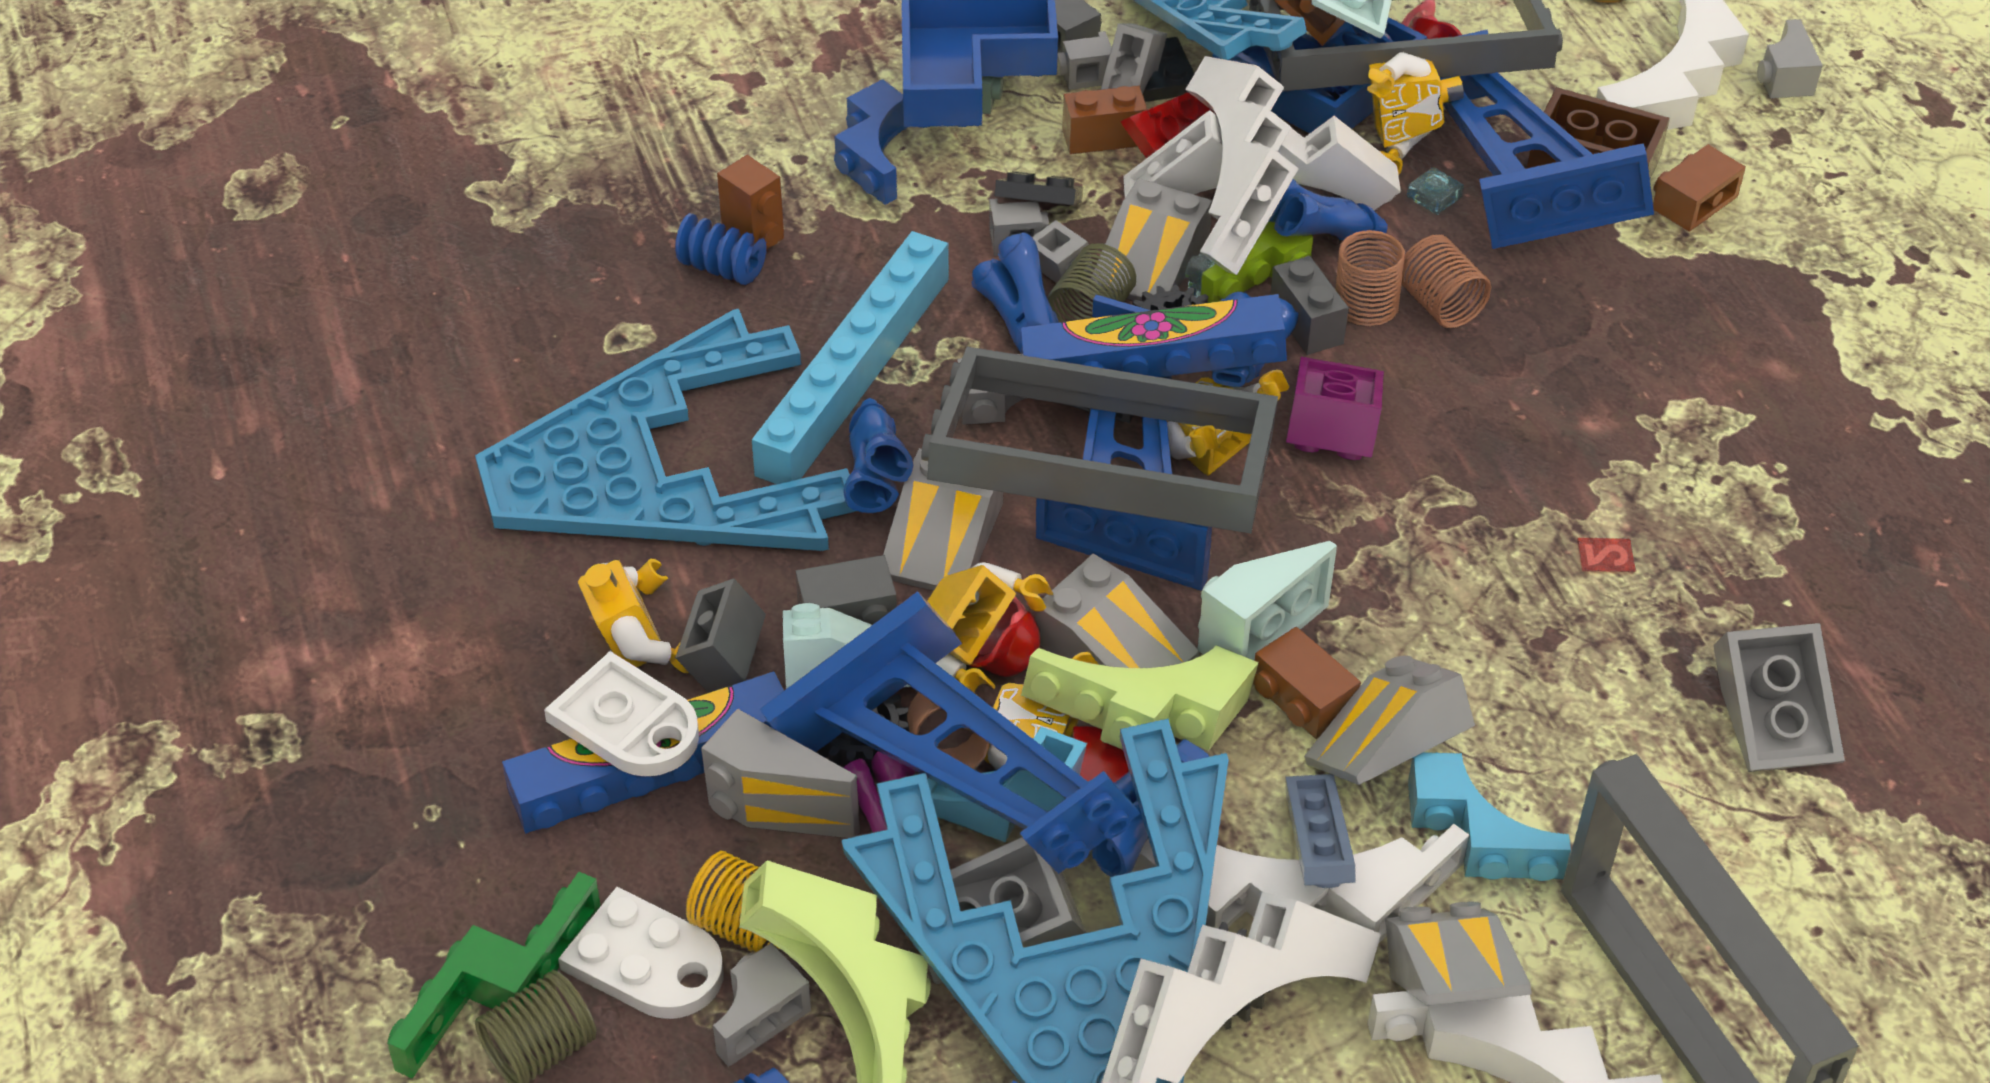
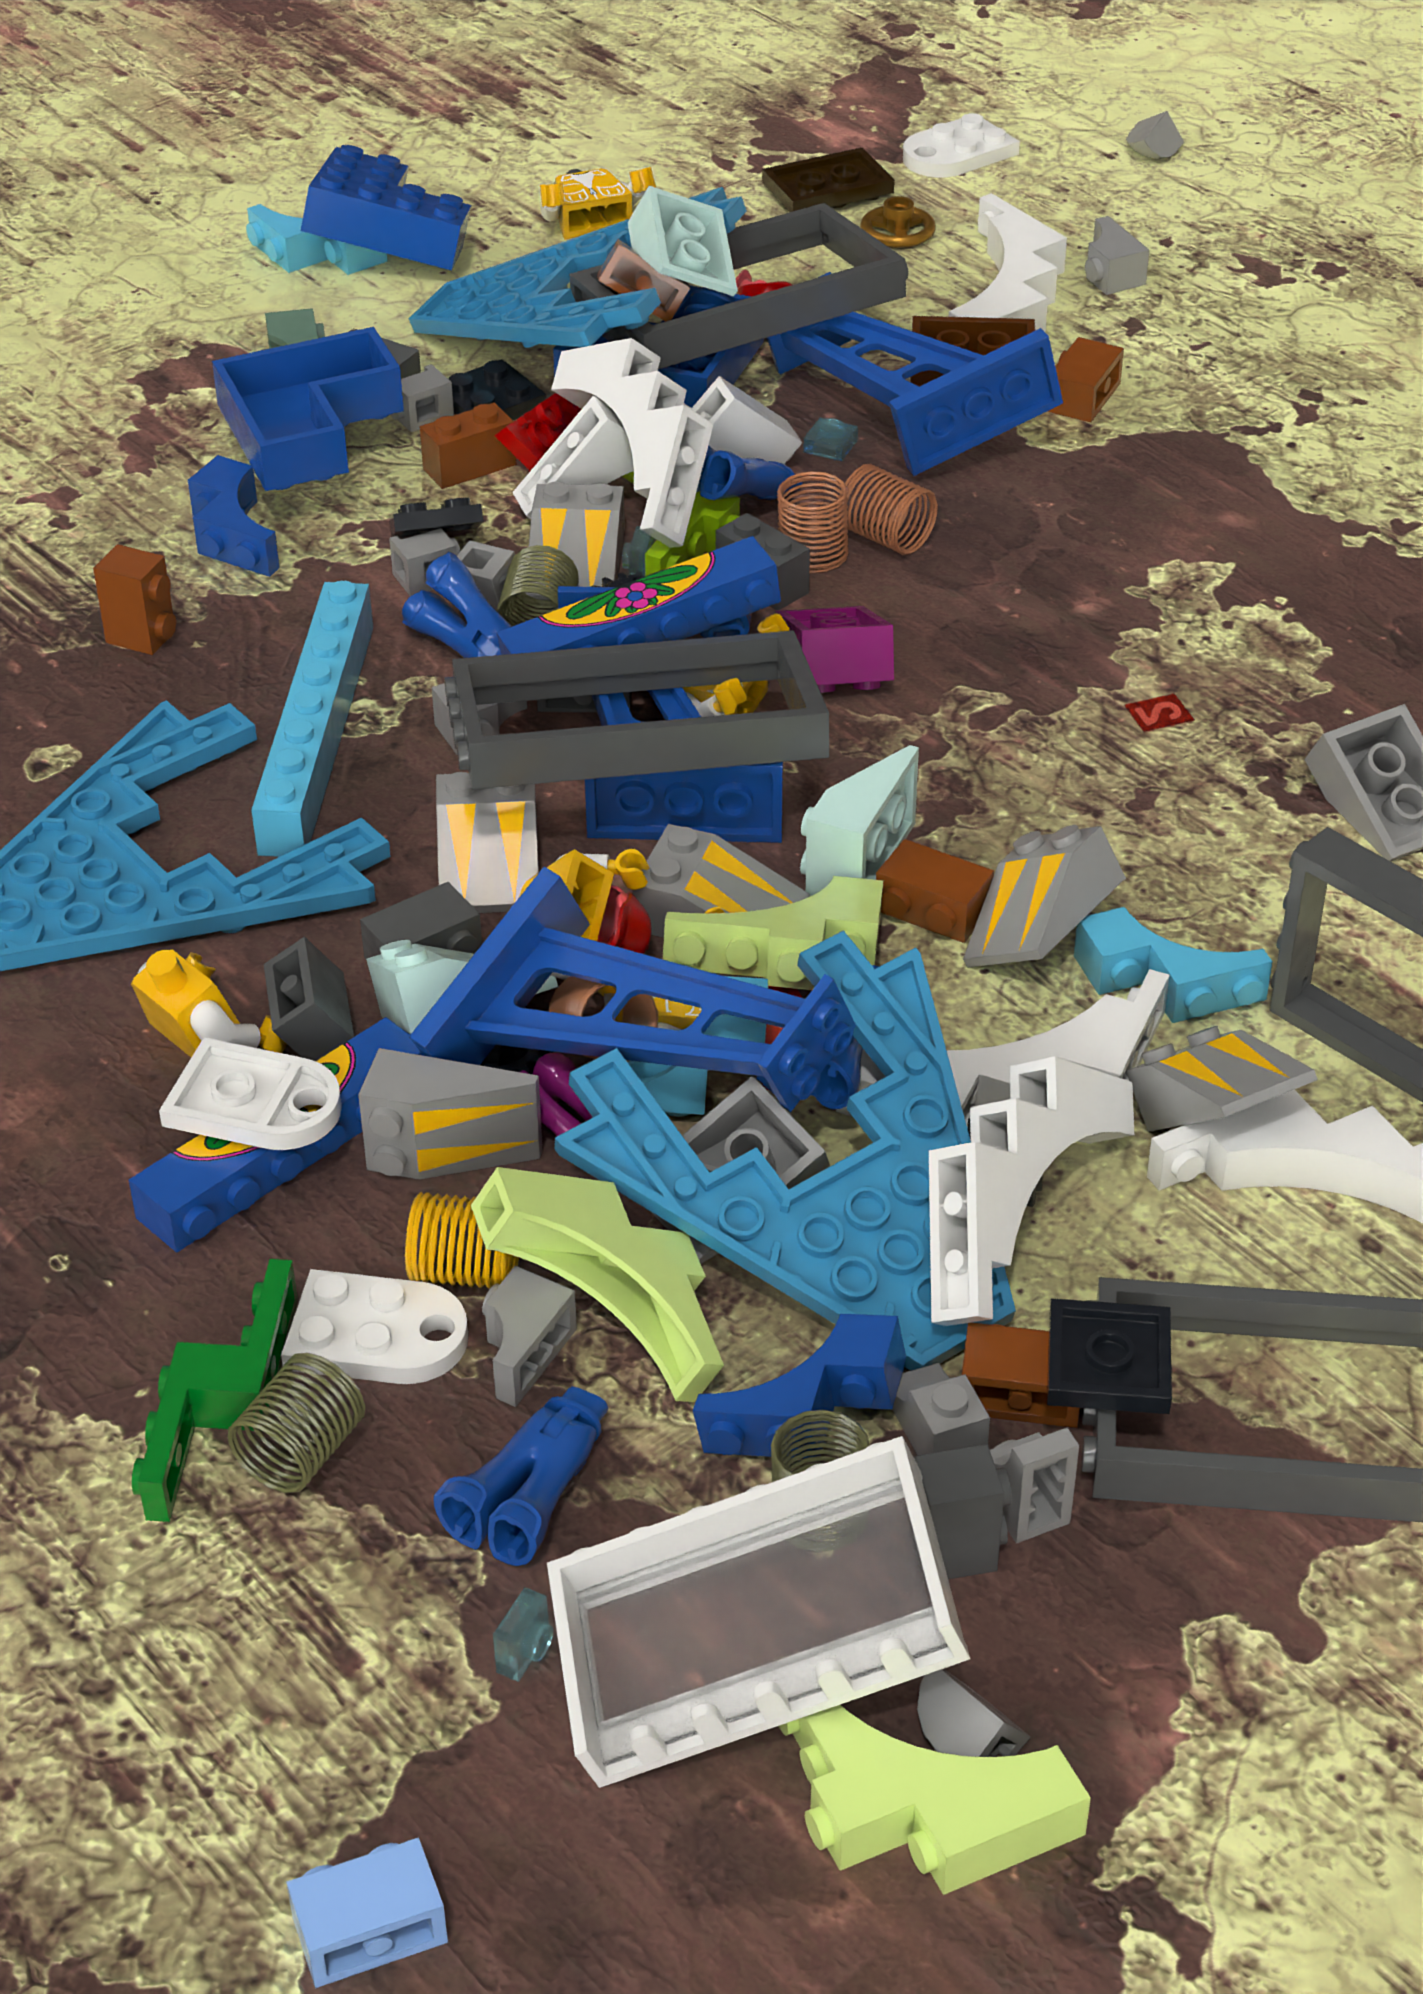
camera: 20 degrees left, 5 degrees down
(719, 251) = (116, 653): blue piece -> none
(877, 460) = (385, 788): blue piece -> none
(1133, 56) = (474, 376): light grey arch -> none
(1320, 831) = (1026, 1008): sand blue plate -> none
(1408, 102) = (777, 354): torso -> none

